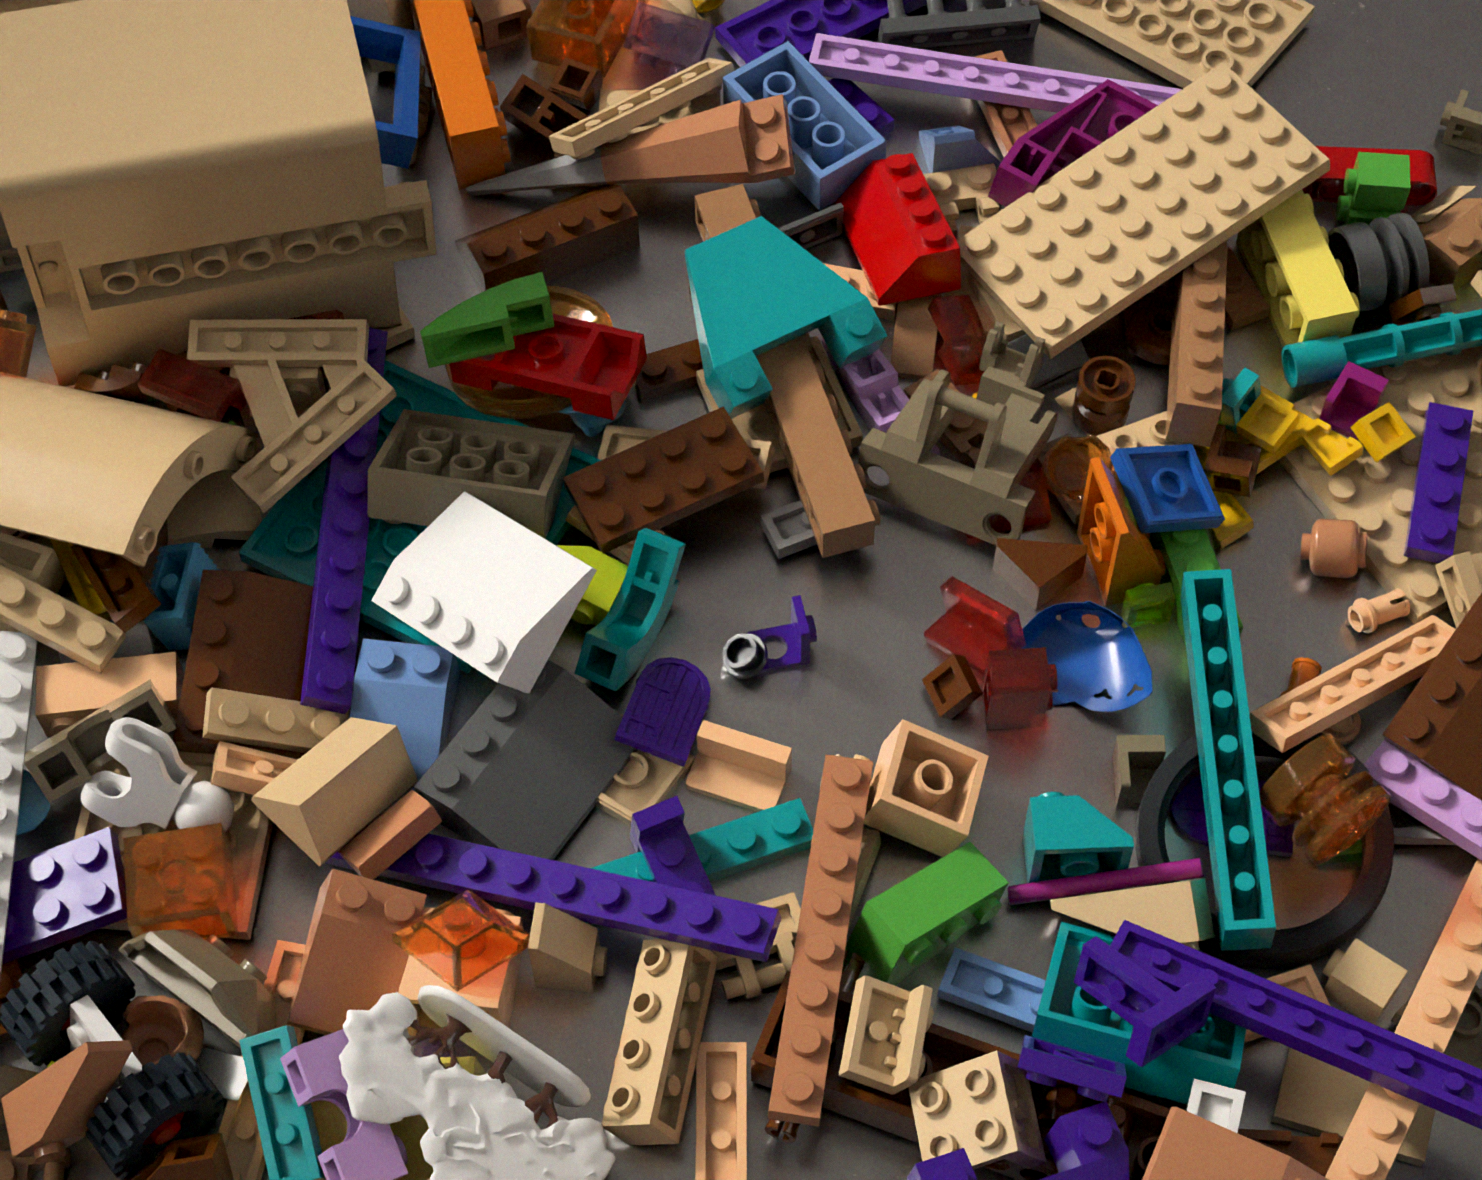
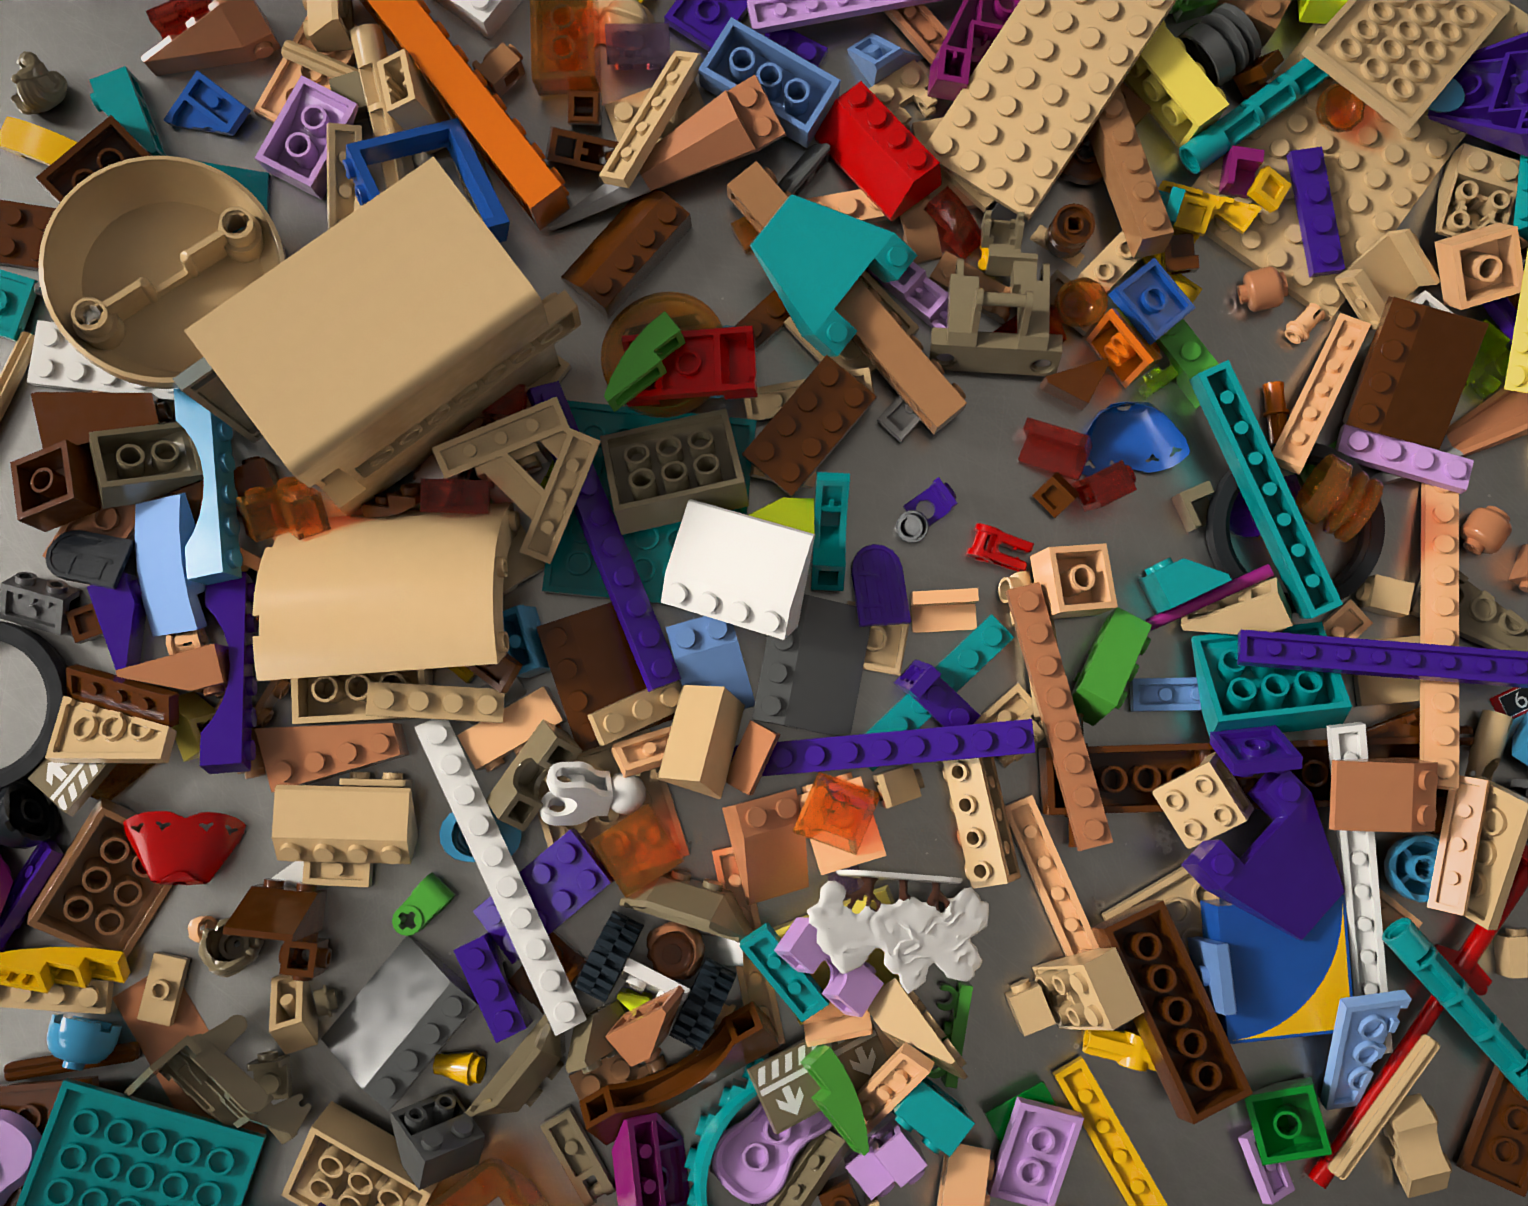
camera: 25 degrees left, 25 degrees up
(835, 711) = (986, 548): none -> red piece
(886, 1035) = (1131, 770): tan bracket -> none
(1156, 1011) = (1278, 687): dark purple bracket -> none

